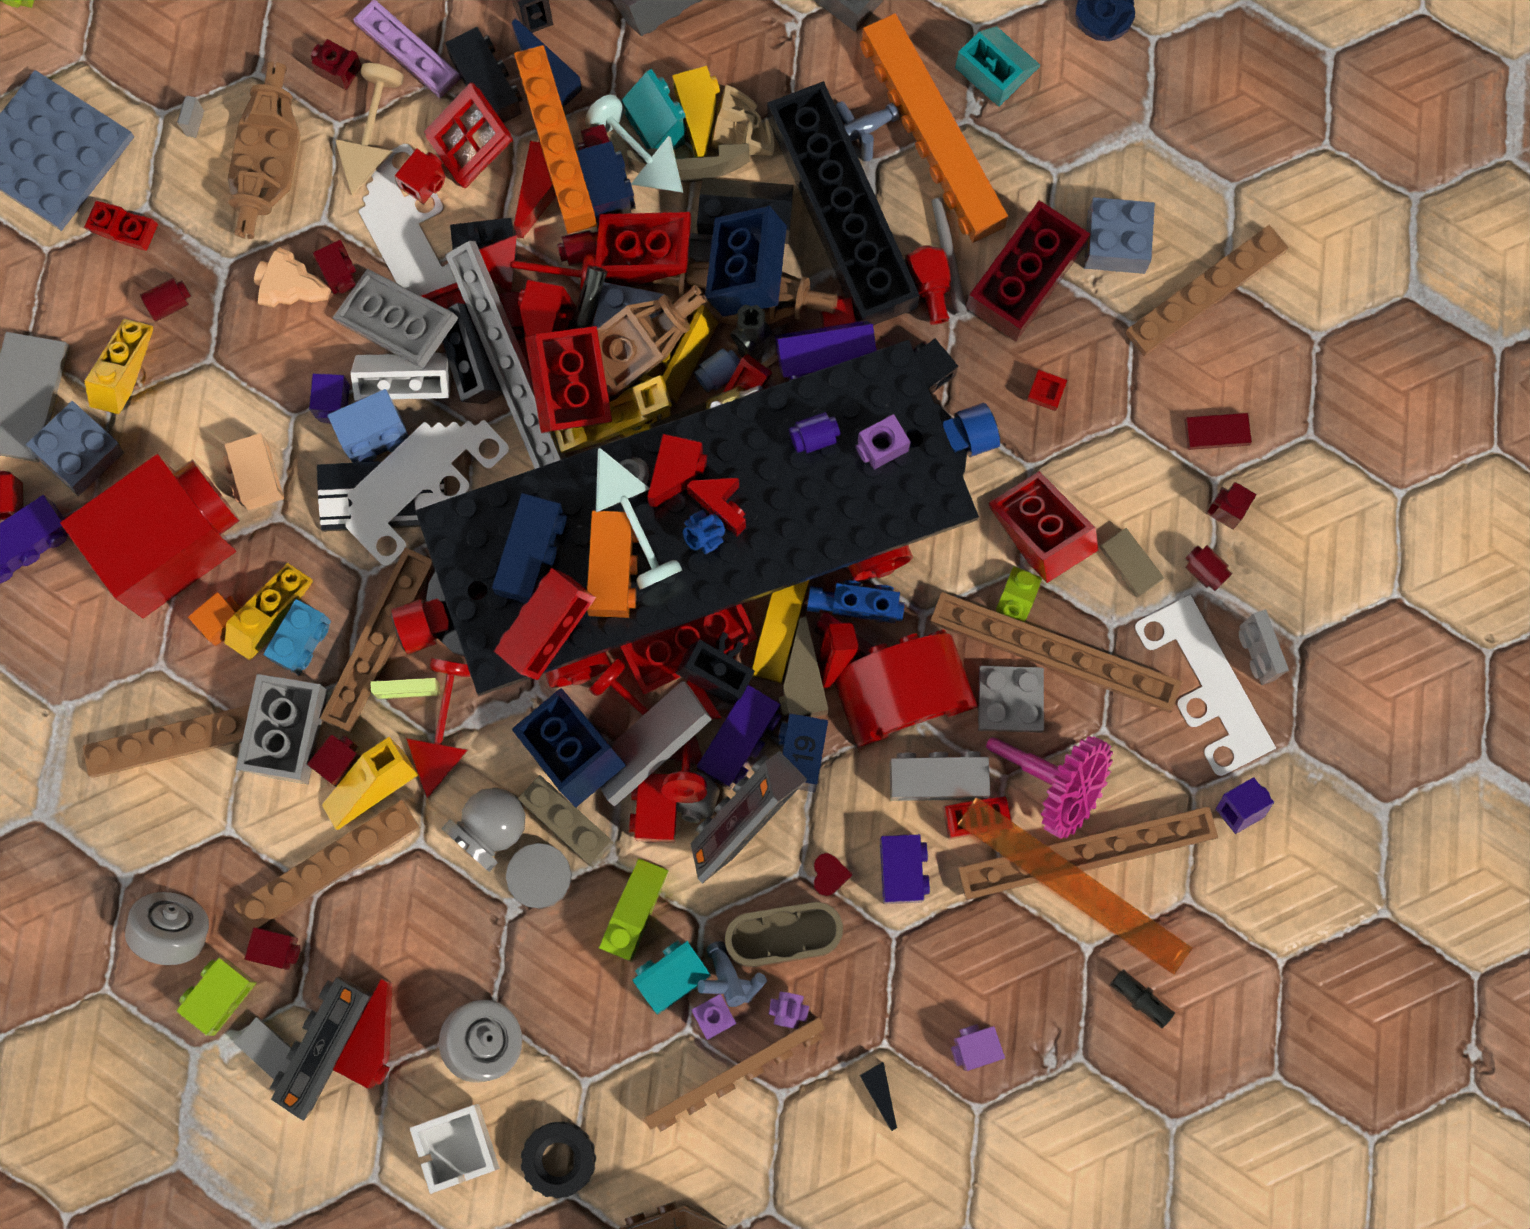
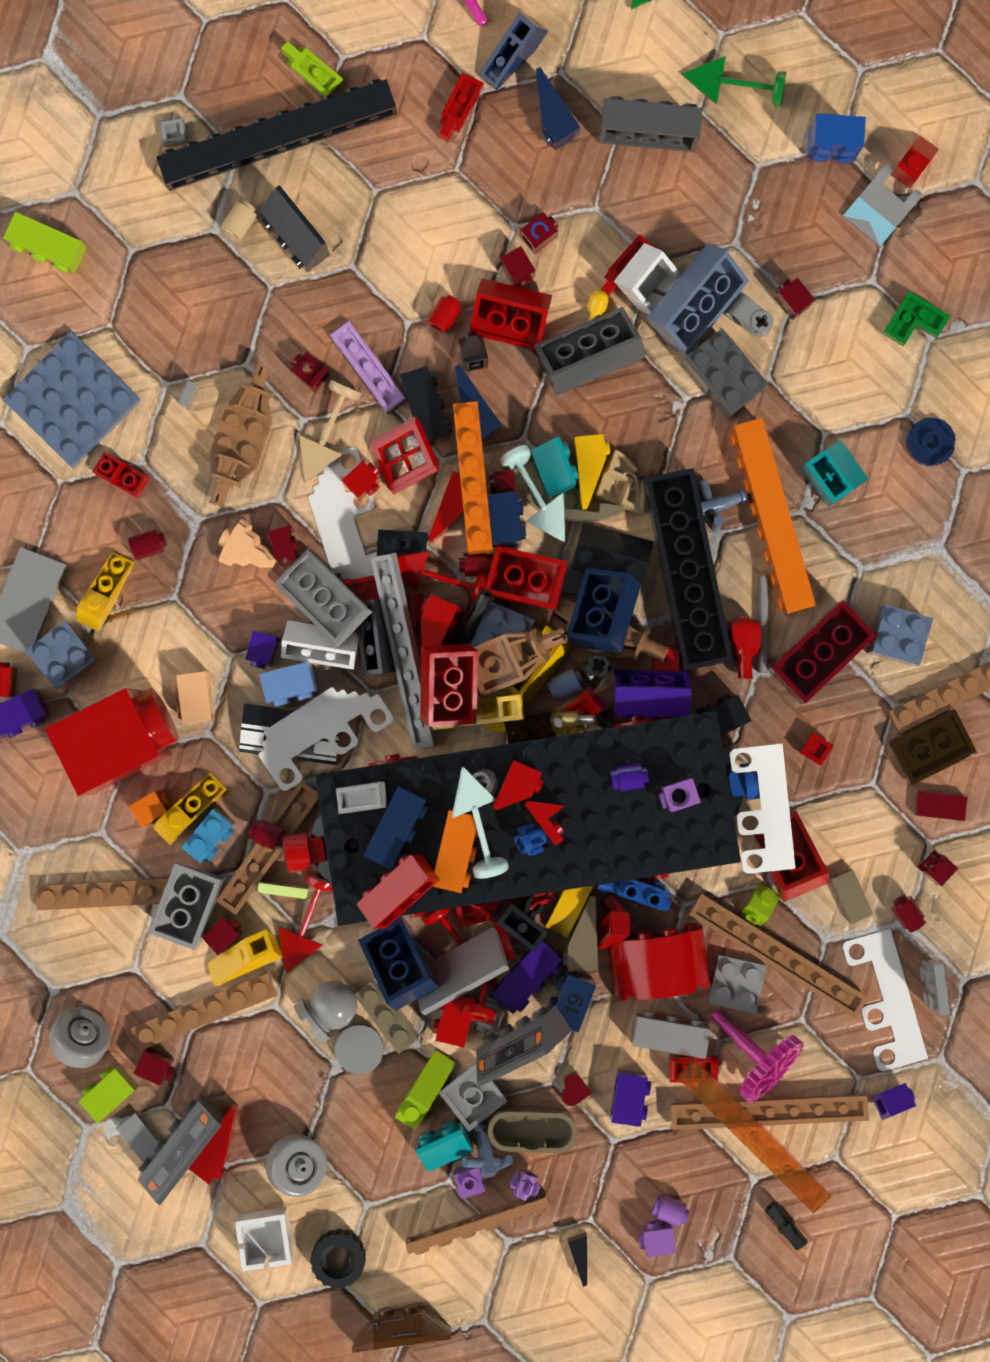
camera: 10 degrees right, 10 degrees up
(370, 618) = (266, 834): none -> dark red brick
(478, 521) = (361, 797): none -> light grey tile
(698, 909) = (471, 1102): none -> light grey plate
(986, 1007) = (670, 1210): none -> medium lavender brick
(1010, 461) = (774, 812): none -> white piece
(1190, 361) = (932, 747): none -> dark brown plate

